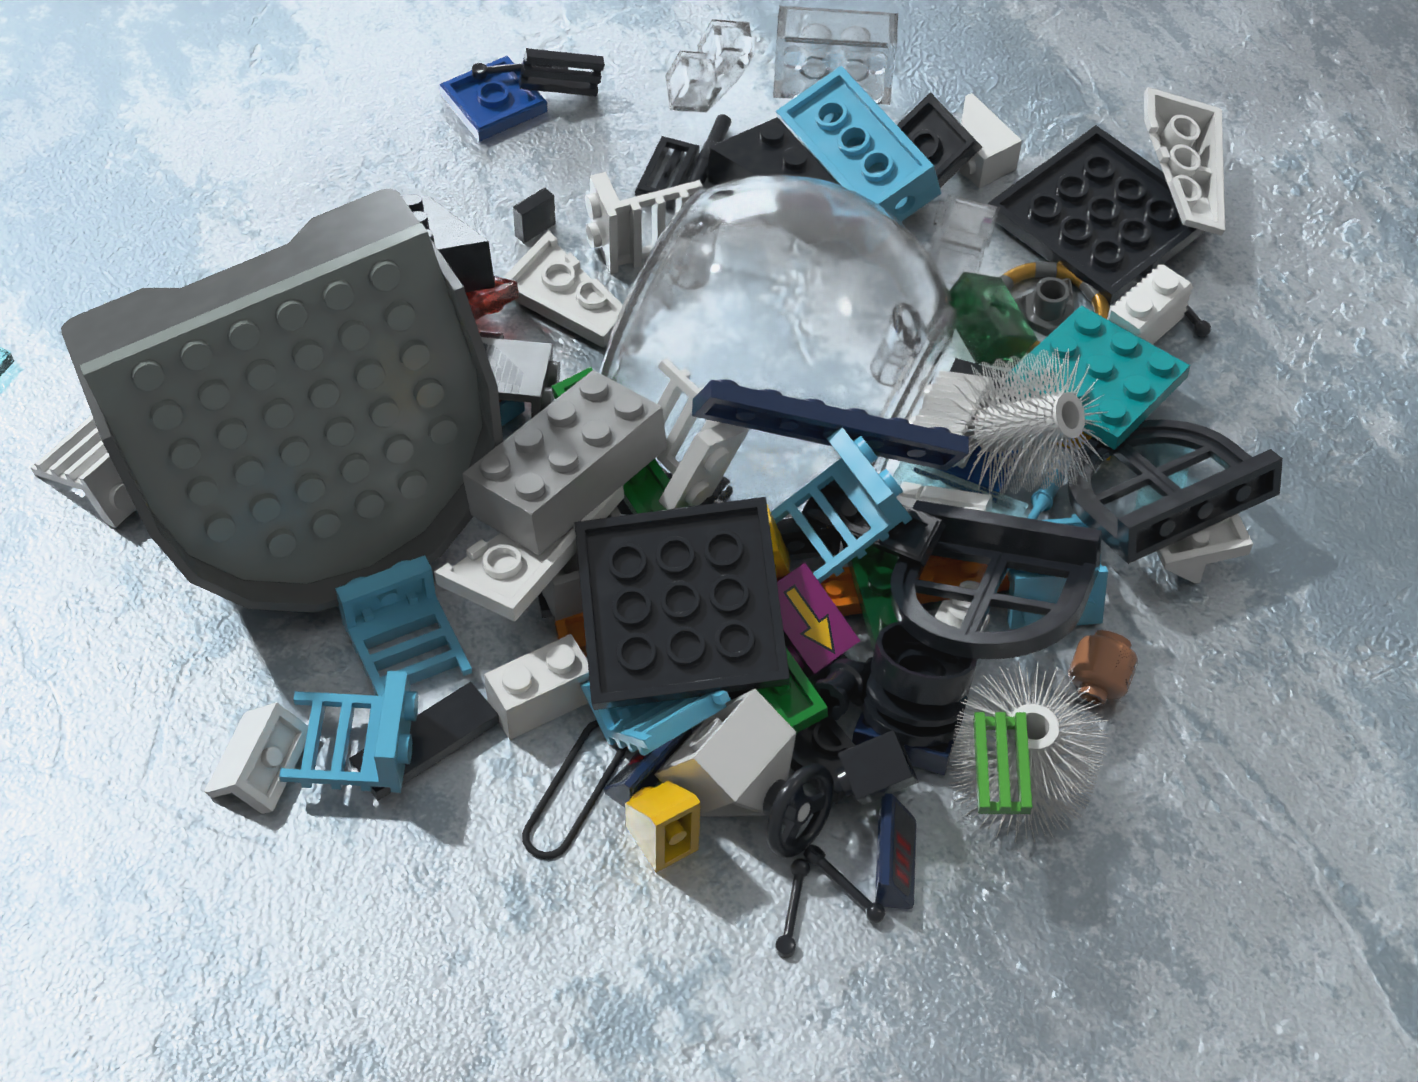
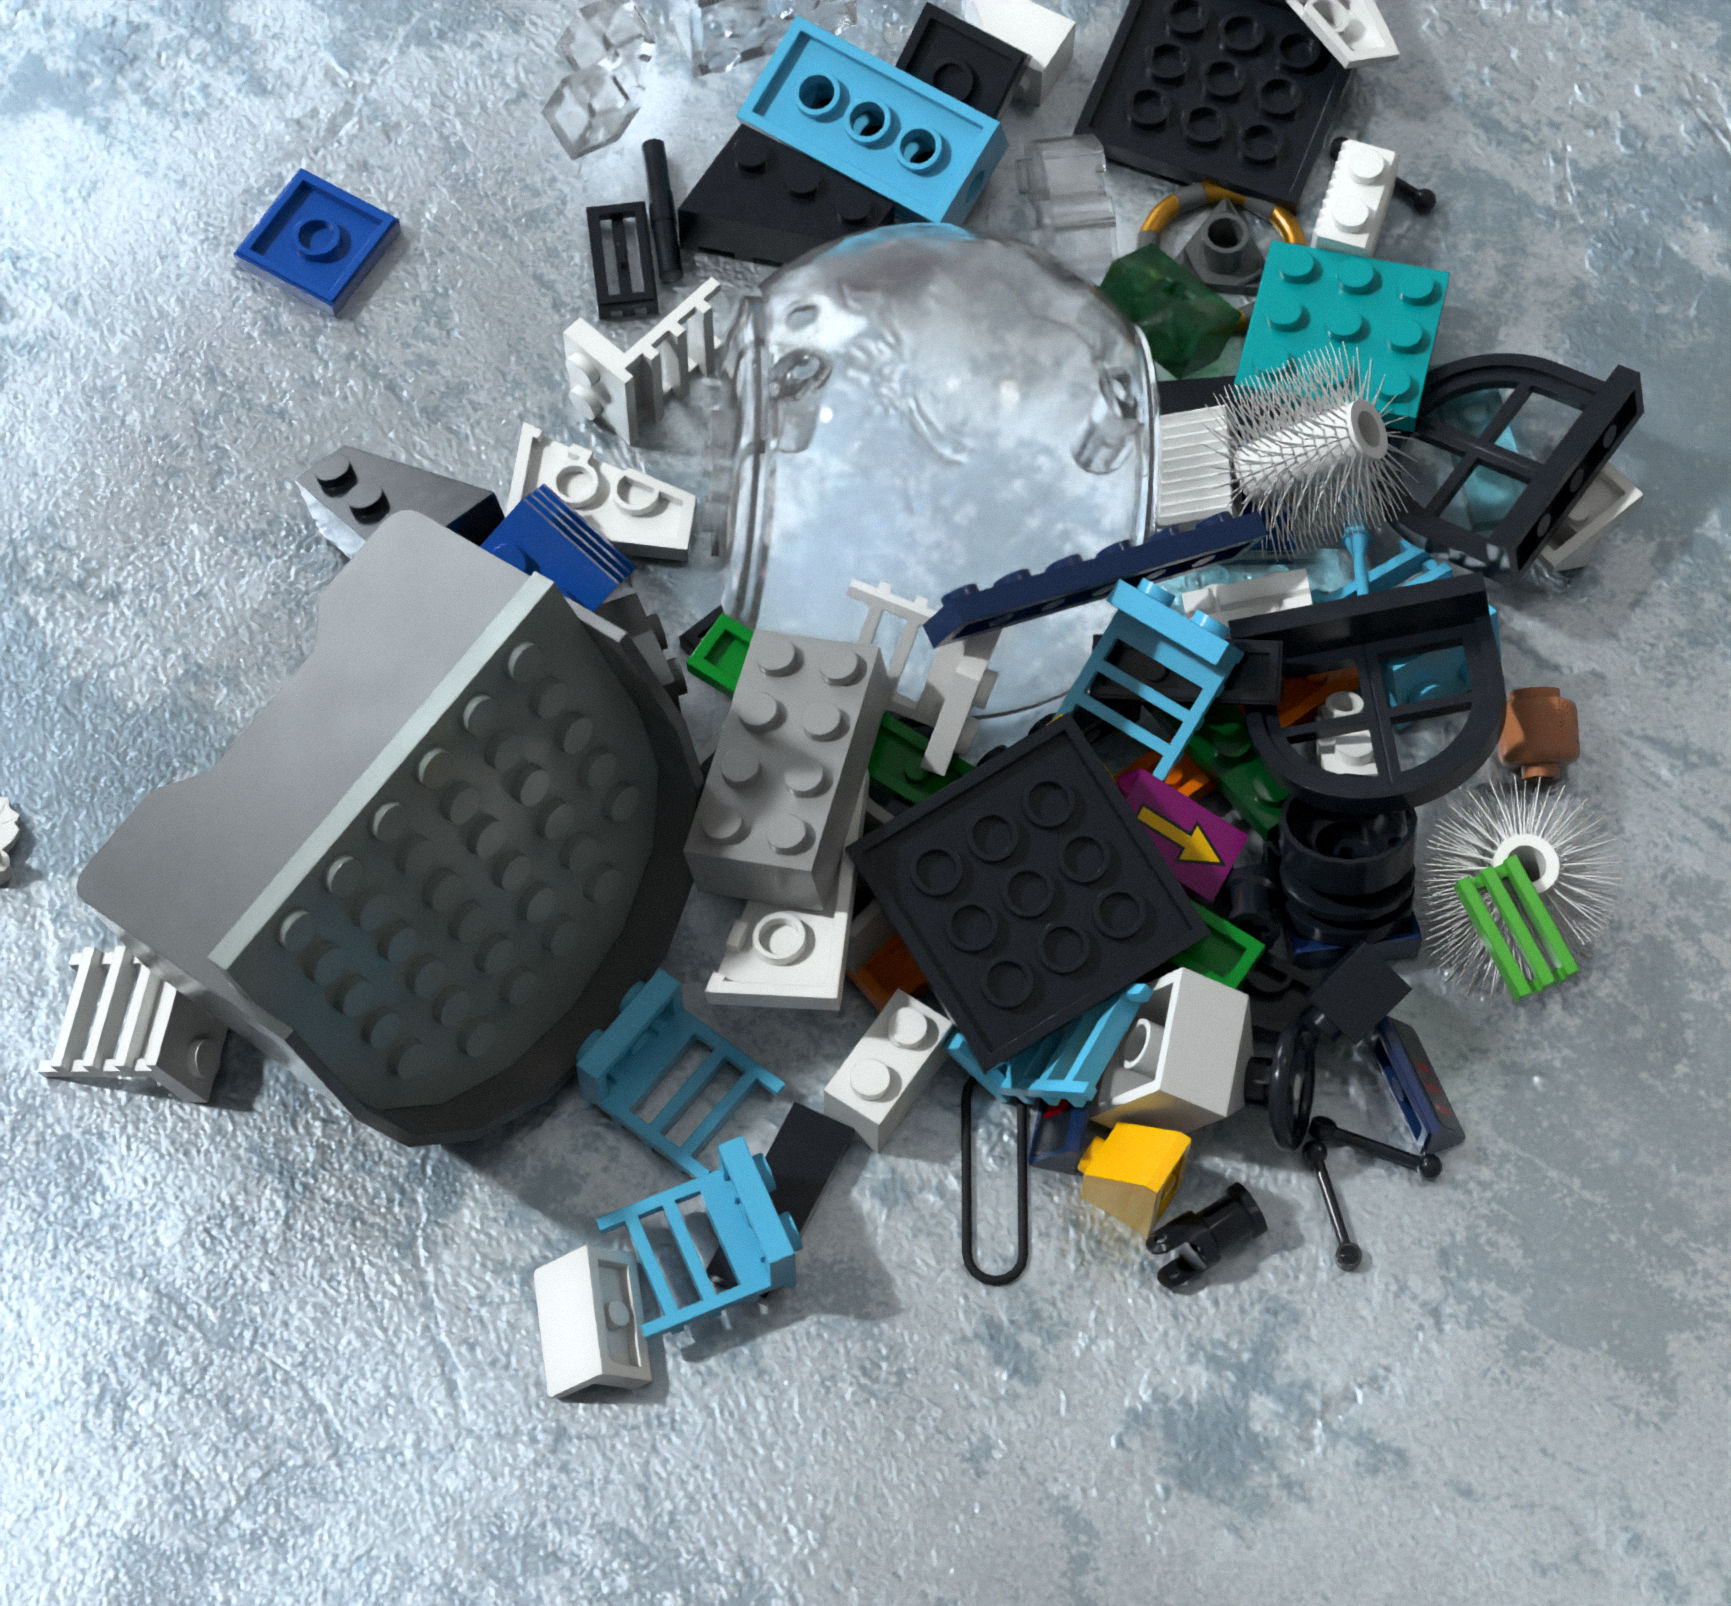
camera: 25 degrees left, 10 degrees up
(480, 70) = (282, 209): black hinge -> none
(508, 299) = (562, 546): none -> blue plate
(534, 215) = (488, 405): black tile -> none
(560, 78) = (400, 169): black tile -> none
(692, 884) = (1206, 1234): none -> black piece

